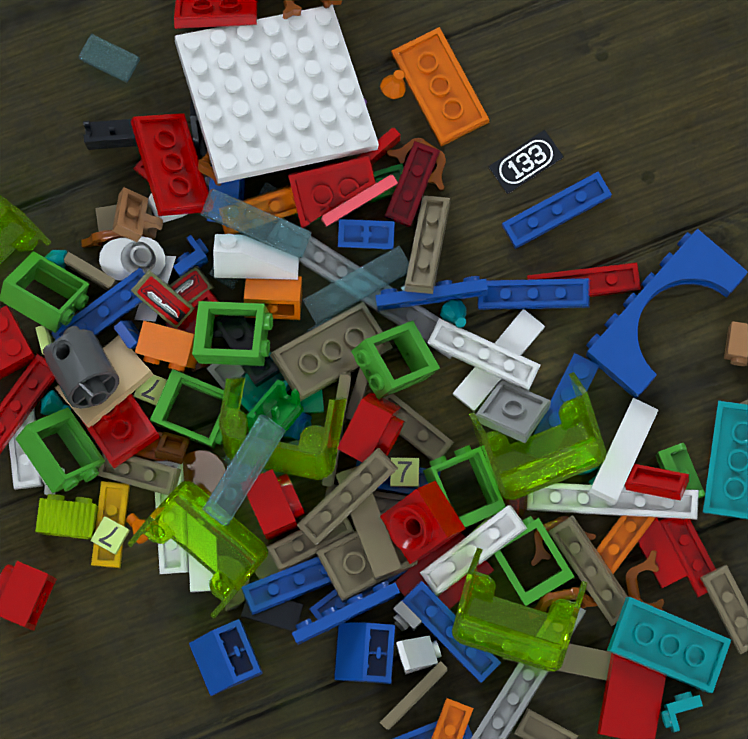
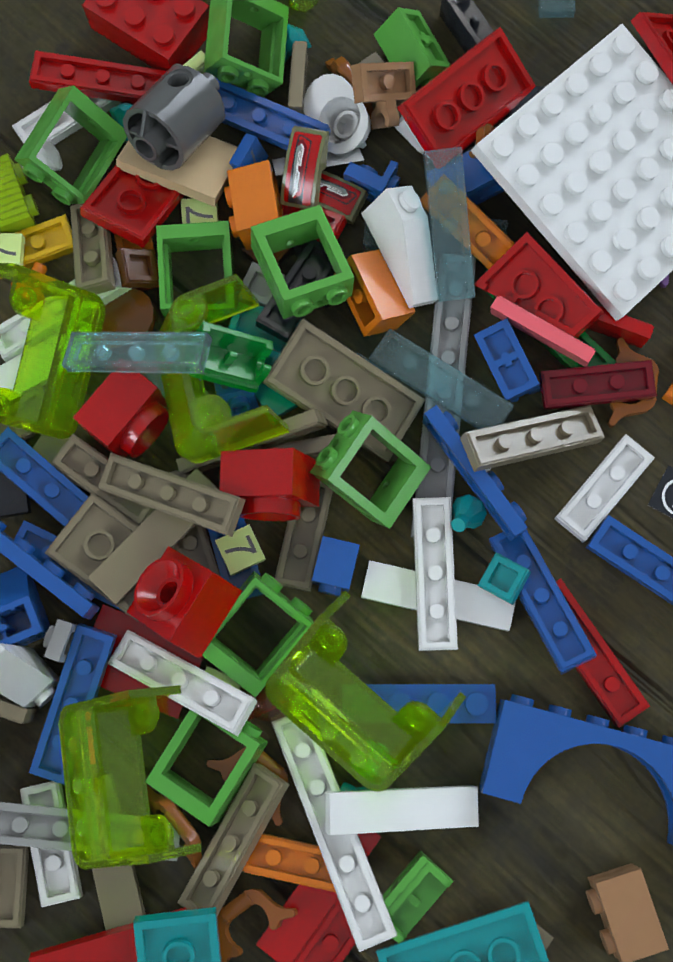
camera: 60 degrees right, 0 degrees up
(105, 181) = (409, 39): none -> bright green hinge
(446, 416) = (335, 566): none -> blue brick
(482, 216) = (604, 488): none -> white tile
(510, 311) = (504, 578): none -> teal tile
(513, 411) = (381, 644): light grey tile -> none
(549, 695) = (54, 869): none -> white tile
(657, 482) = (381, 875): red tile -> none

